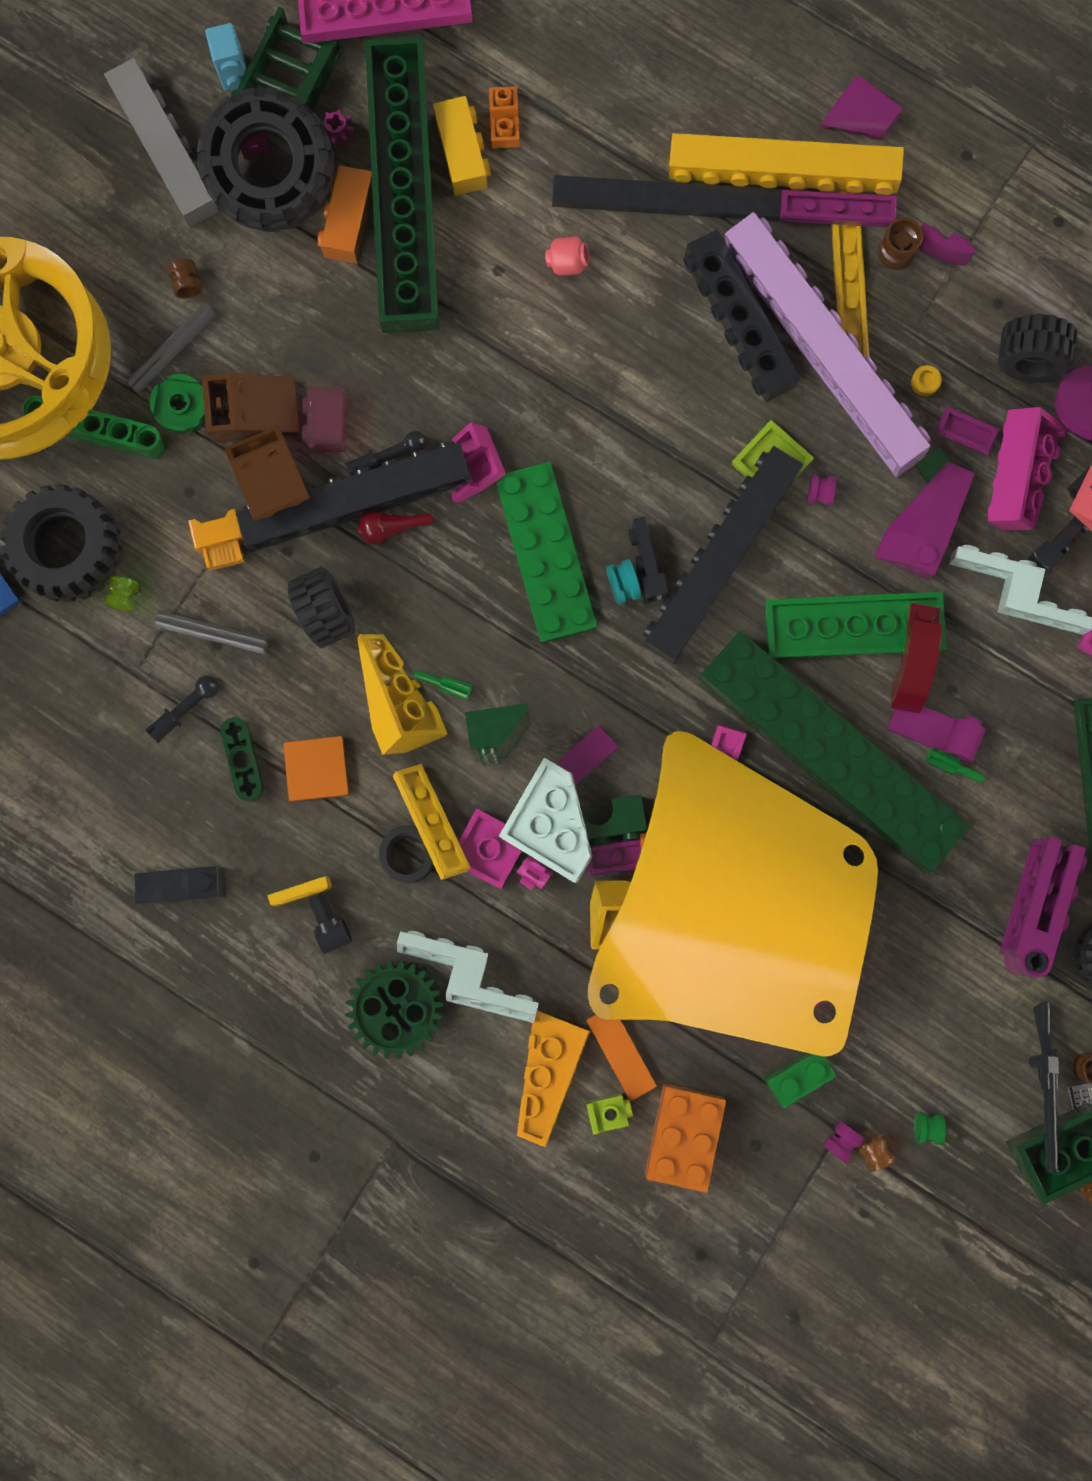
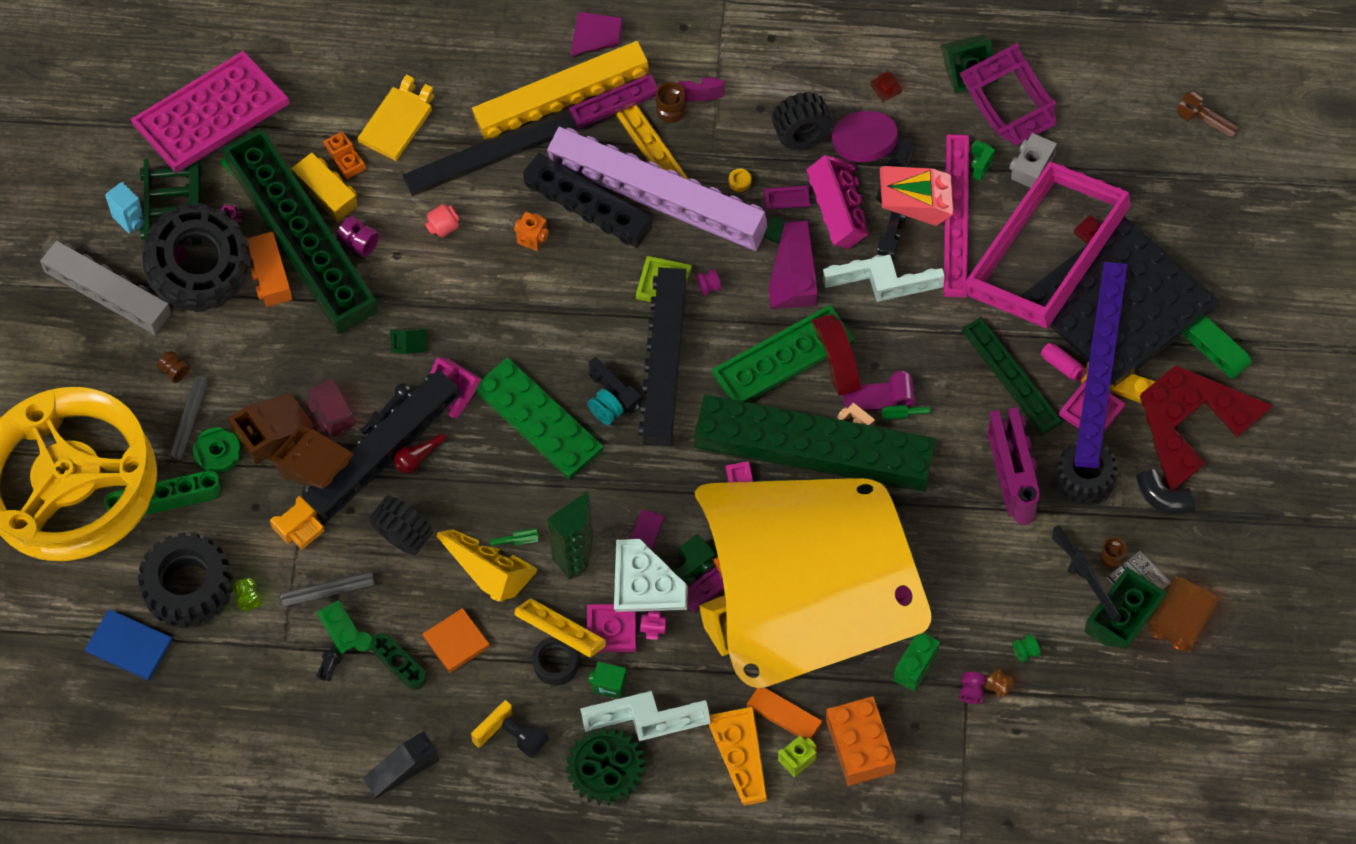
camera: 30 degrees left, 20 degrees down
(199, 692) = (342, 629): none -> green hinge
(451, 909) = (608, 680): none -> green brick
(453, 382) = (408, 340): none -> dark green panel
(464, 227) = (359, 237): none -> magenta wheel
(586, 103) = (397, 119): none -> yellow tile
(657, 329) = (531, 230): none -> orange brick
(897, 746) = (856, 415): none -> light nougat bracket

